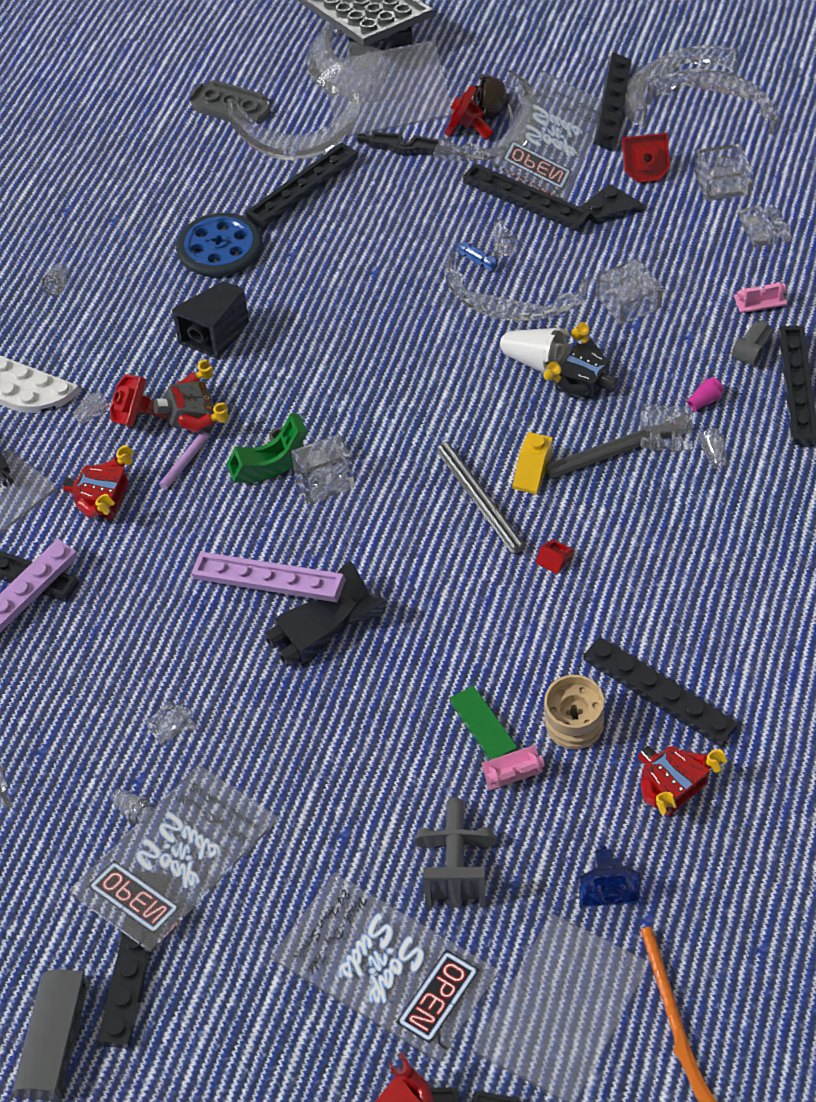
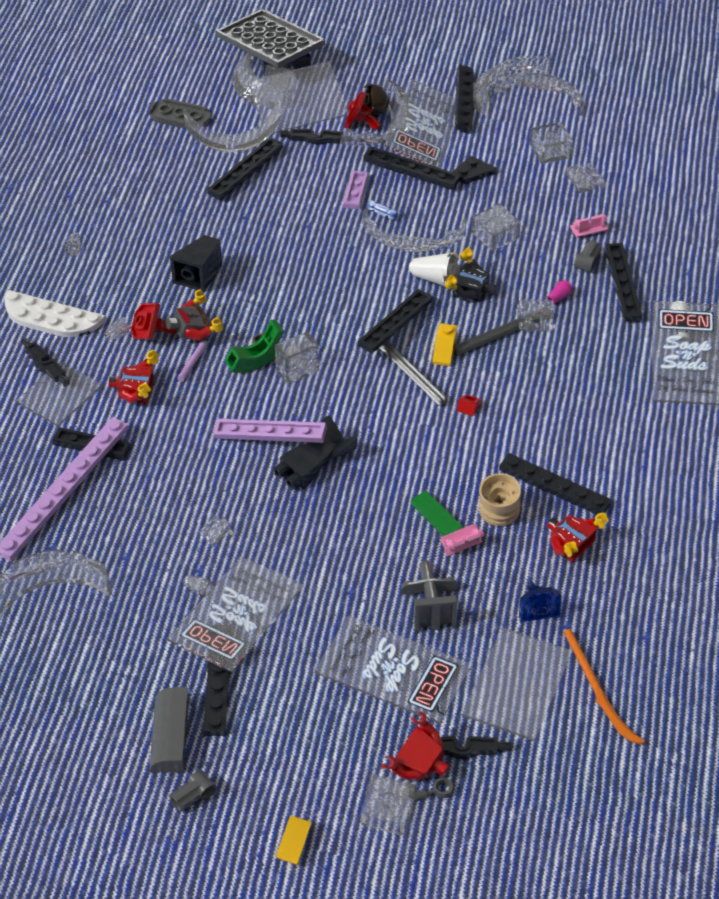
camera: 10 degrees left, 5 degrees down
(210, 245) = (190, 213): wedge -> none
(446, 224) = (355, 190): none -> lavender tile
(467, 423) = (394, 321): none -> black plate
(504, 244) = (400, 200): clear bracket -> none
(646, 156) = (495, 135): red piece -> none
(714, 447) = (570, 326): clear cone -> none

